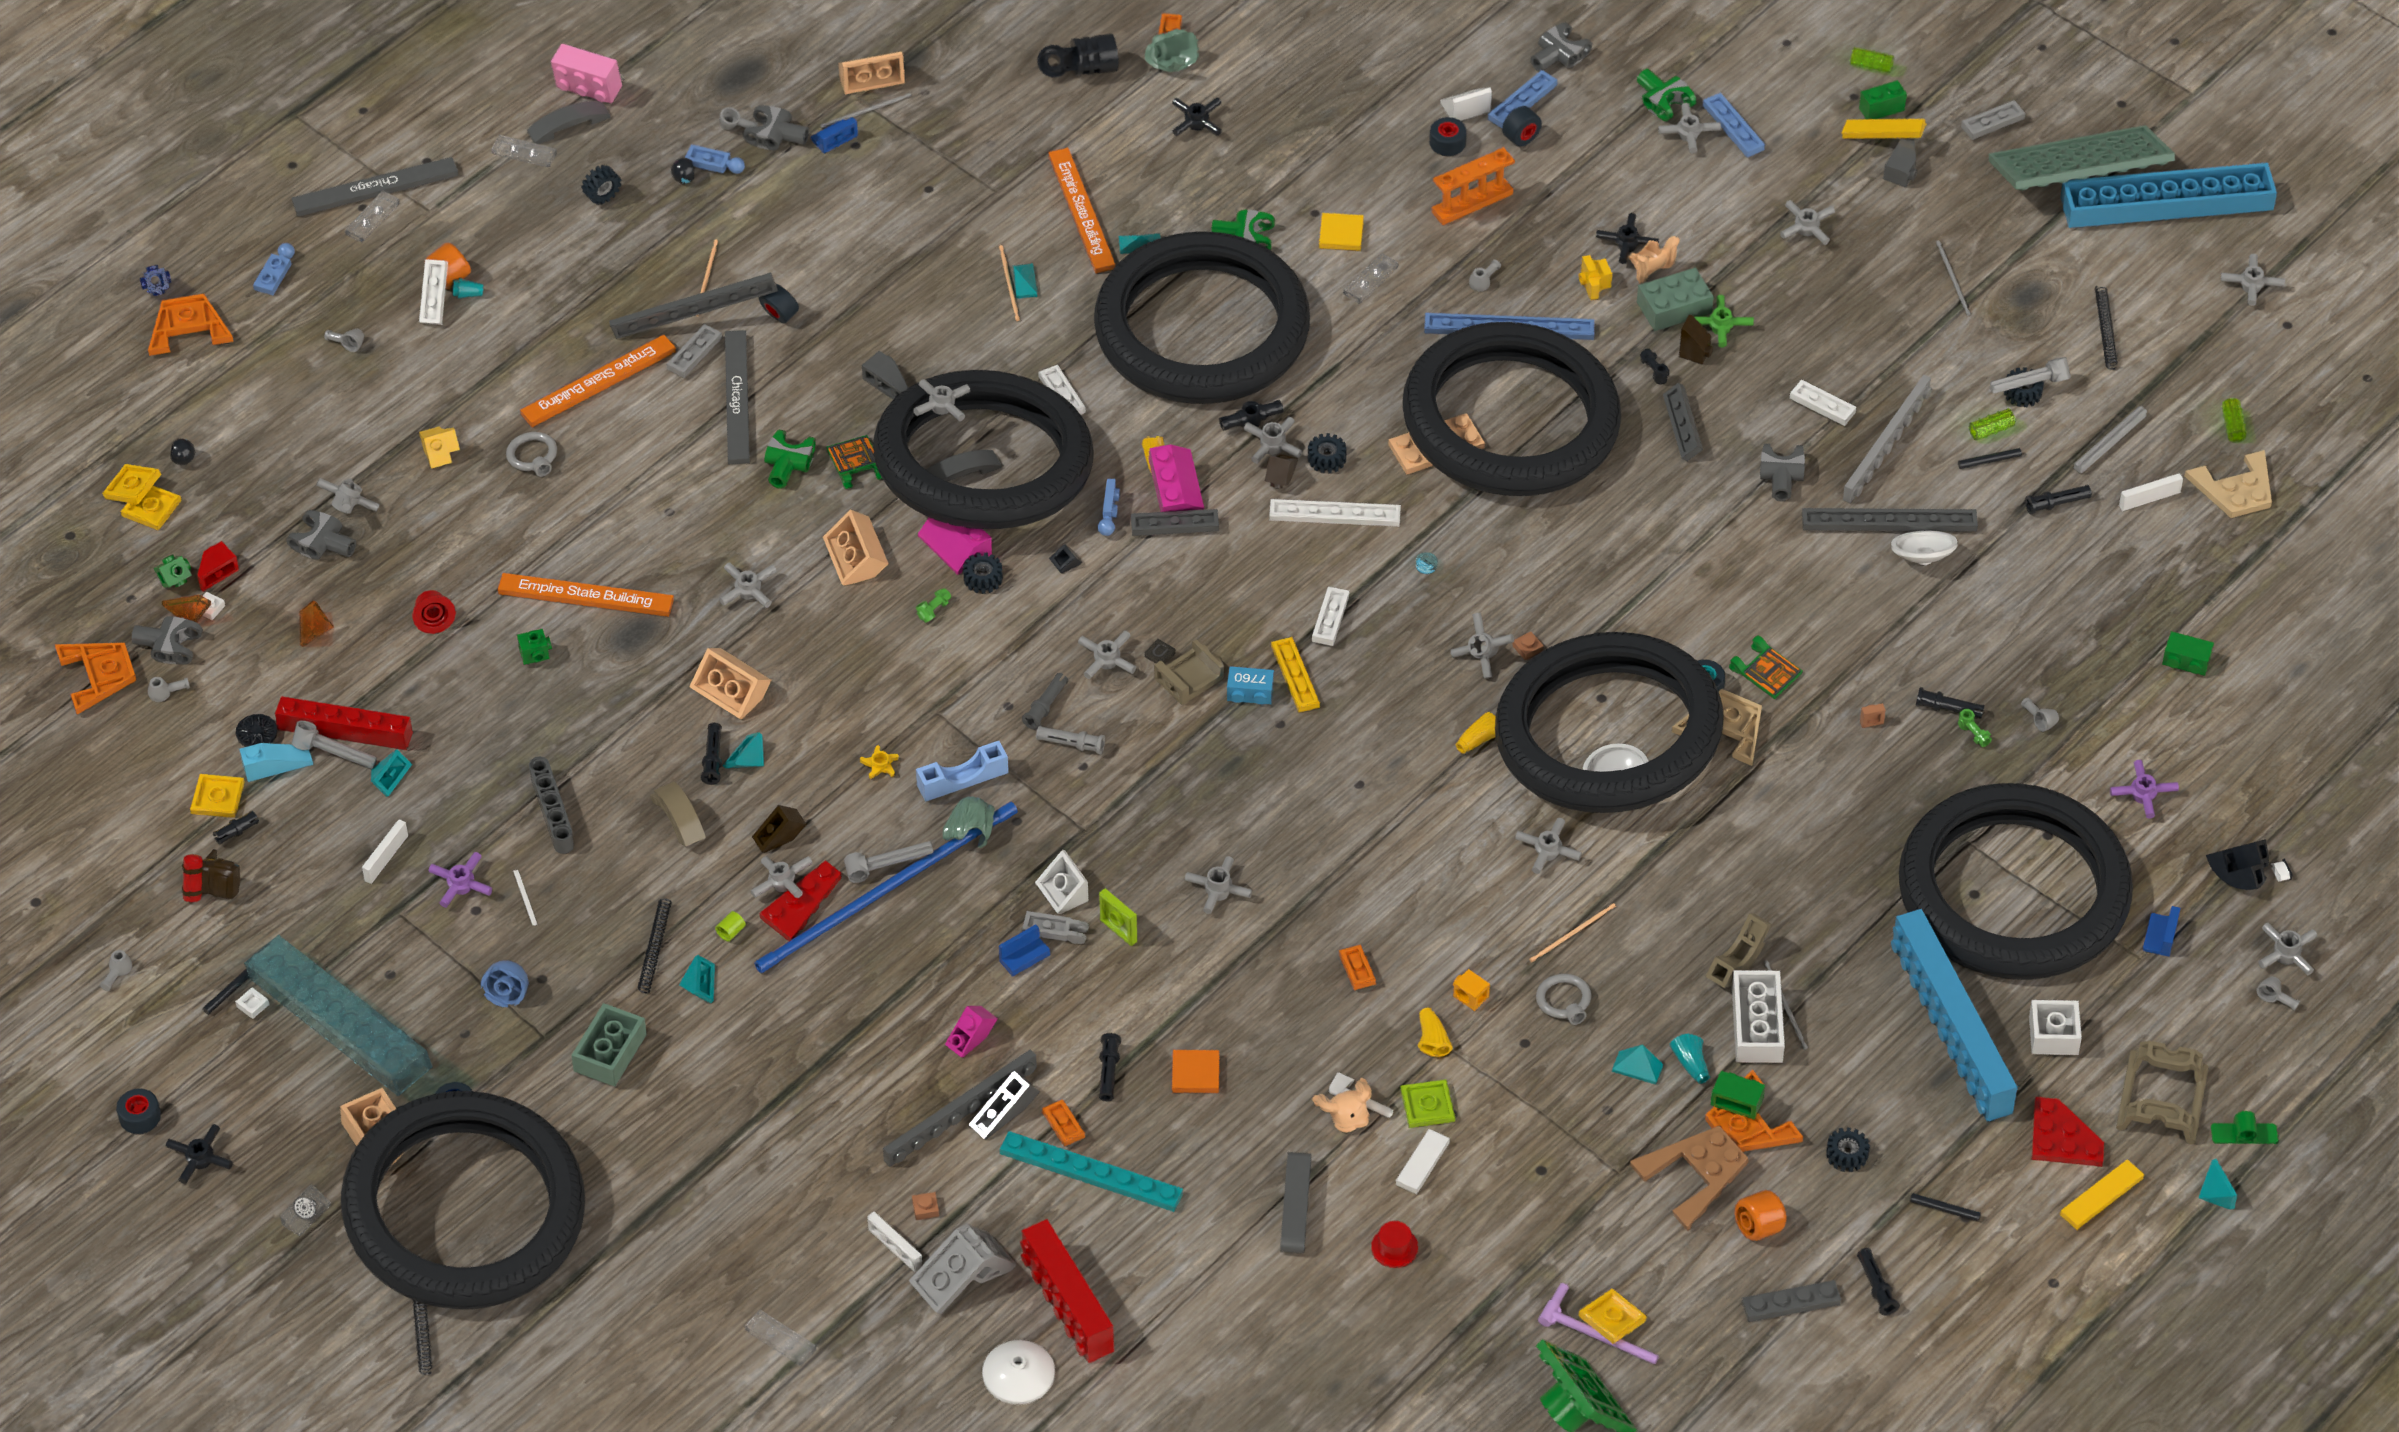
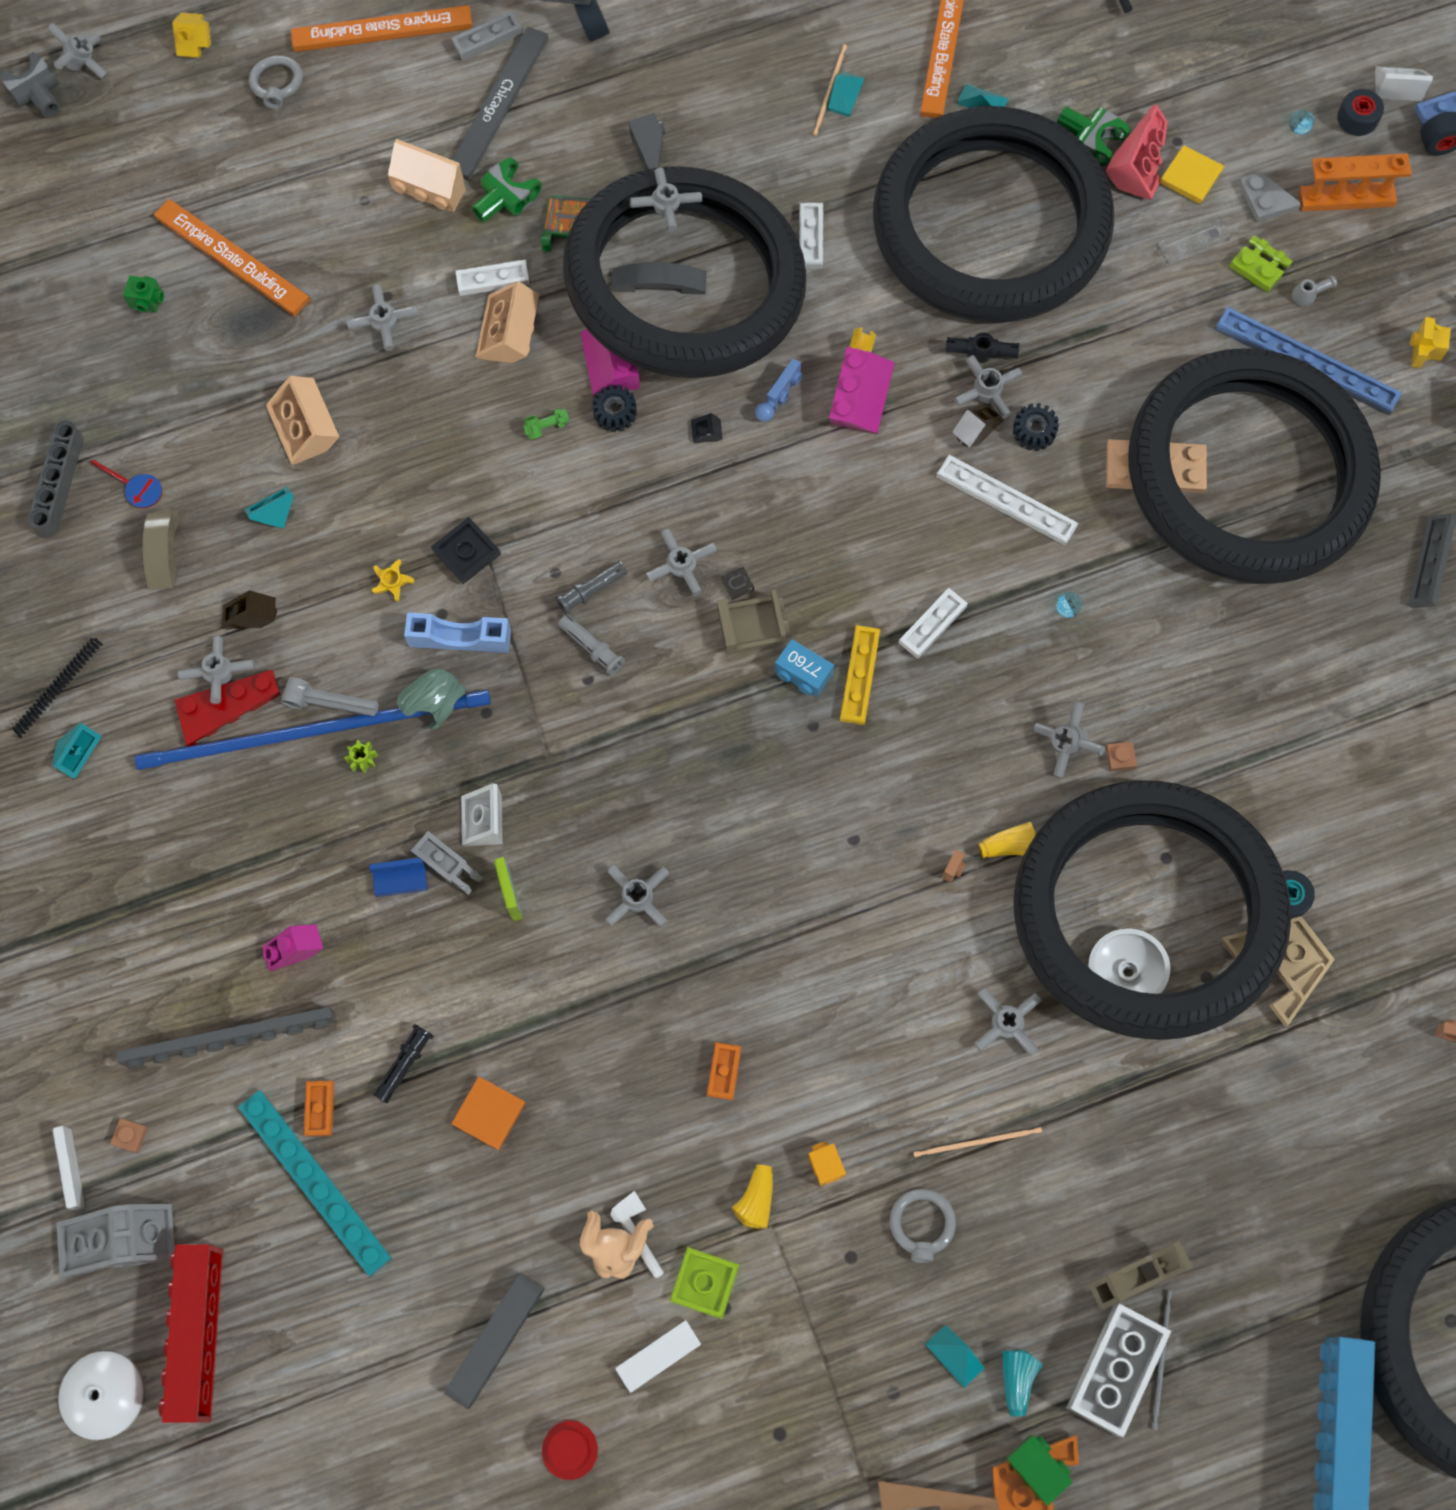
camera: 30 degrees right, 20 degrees up
(433, 612) = (74, 212): red piece -> none
(624, 787) = (141, 490): none -> blue piece
(714, 733) = (233, 501): black pin -> none
(717, 468) = (426, 176): none -> light nougat slope
(730, 926) = (137, 702): lime beam -> none
(817, 522) = (491, 277): none -> white plate
(927, 717) = (466, 550): none -> black plate
(939, 886) = (361, 763): none -> lime gear
(1004, 1105) = (272, 1057): dark grey slope -> none
(1174, 522) = (836, 437): dark grey plate -> none
(1290, 234) = (1137, 159): none -> coral wedge
(1405, 161) = (1301, 122): none -> clear light blue tile
(1409, 225) = (1266, 197): none -> light grey wing
(1433, 278) = (1257, 269): none -> lime plate
(1448, 765) = (955, 867): none -> nougat plate
(1660, 372) = (1441, 487): black bar -> none
(1768, 670) = (1368, 914): flag -> none

